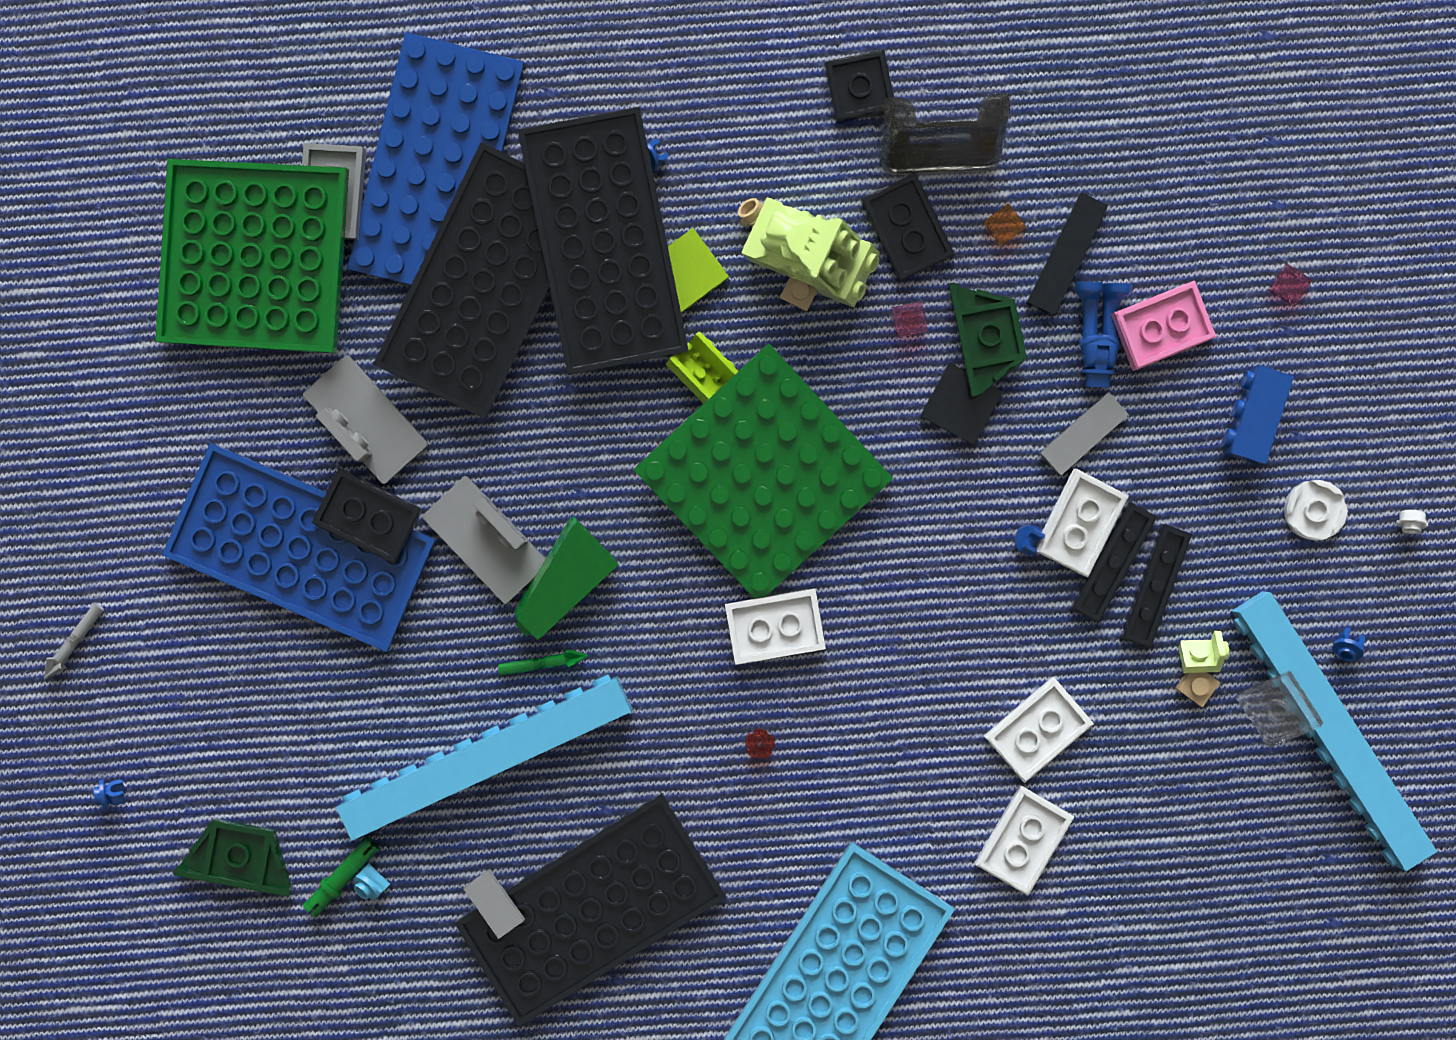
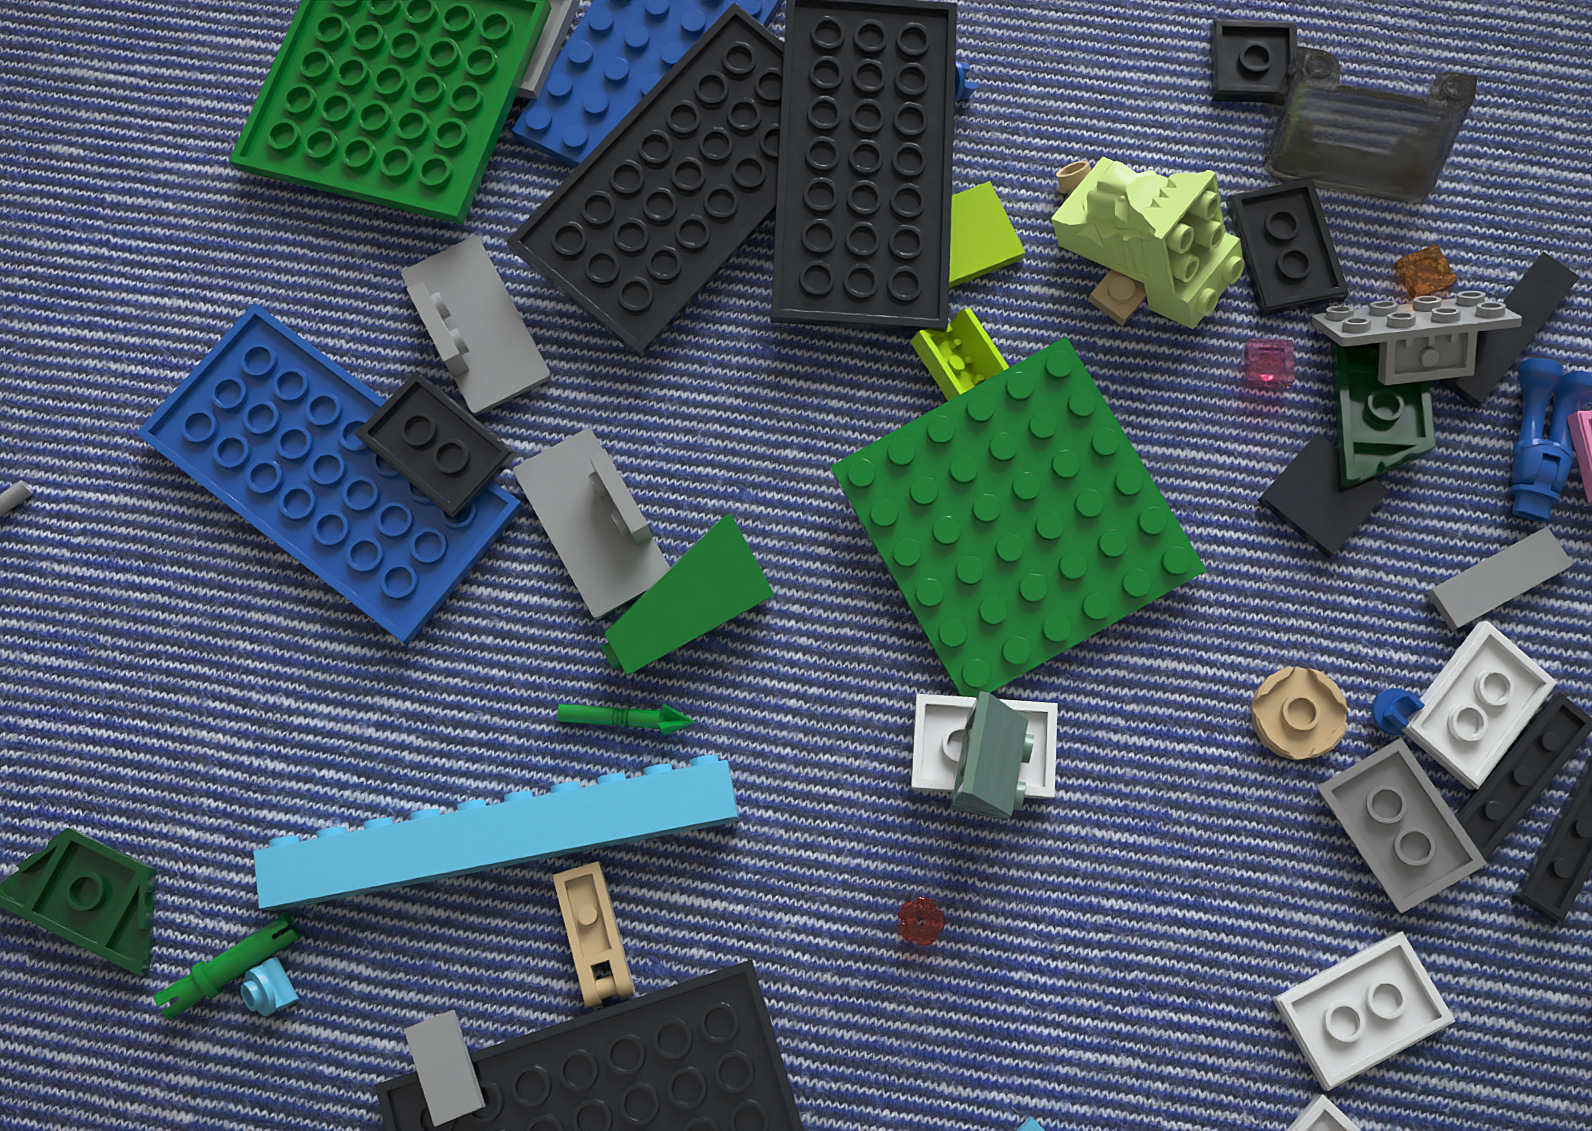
camera: 10 degrees right, 15 degrees down
(560, 800) = (593, 932): none -> tan plate
(781, 644) = (991, 760): none -> sand green slope
(970, 554) = (1299, 713): none -> tan tile
(1003, 278) = (1419, 338): none -> light grey bracket
(1042, 613) = (1401, 825): none -> light grey plate

